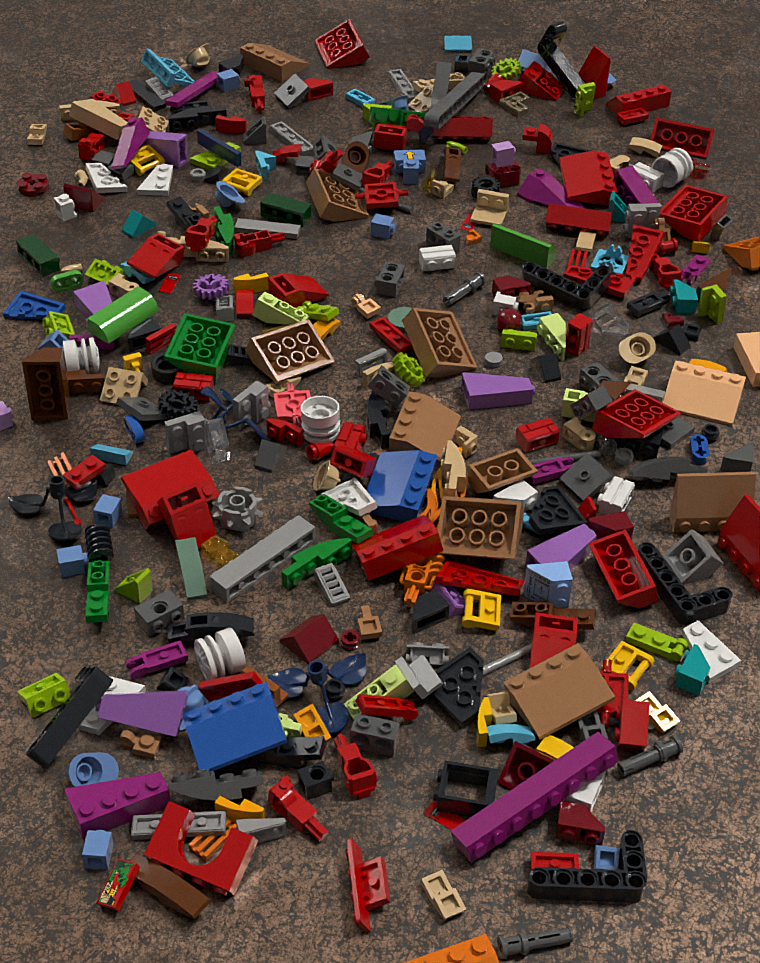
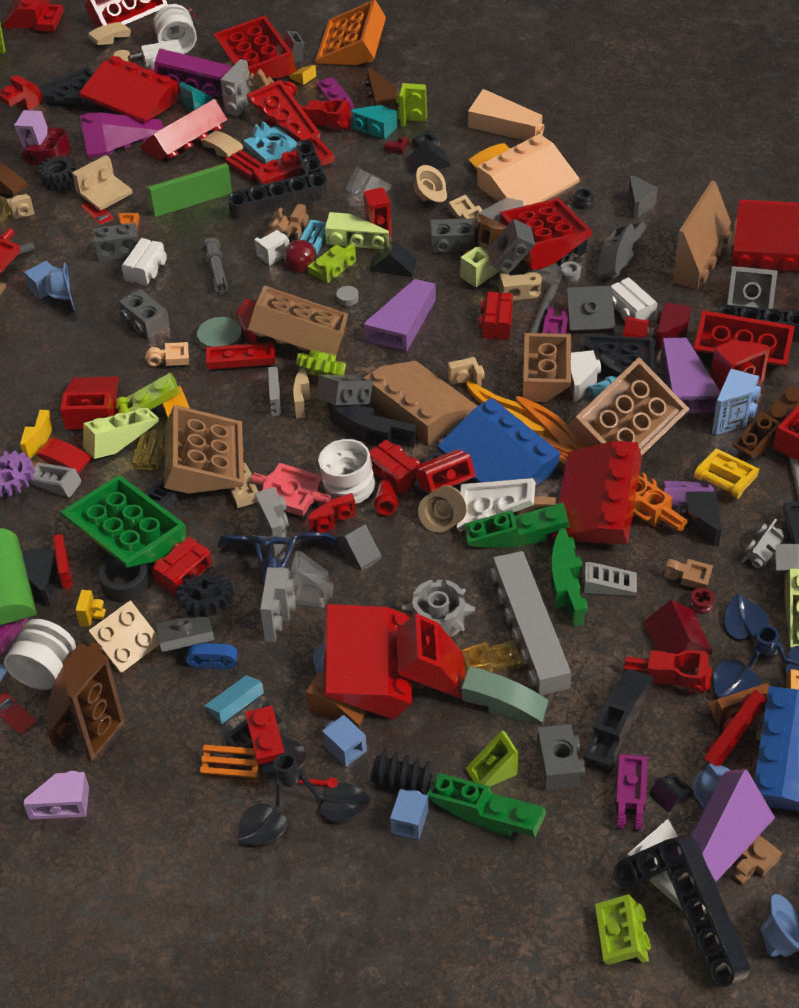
camera: 55 degrees left, 5 degrees up
(220, 654) = (675, 721): white wheel -> none
(275, 649) = (667, 669): none -> red piece
(379, 234) = (58, 284): none -> medium blue piece
(454, 469) = (517, 396): tan slope -> none
(475, 578) = (682, 456): red wing -> none
(510, 286) = (247, 229): dark red slope -> none
(590, 574) = (740, 356): none -> red slope
(648, 302) = (360, 148): black hinge -> none
(702, 449) = (599, 217): blue beam -> none

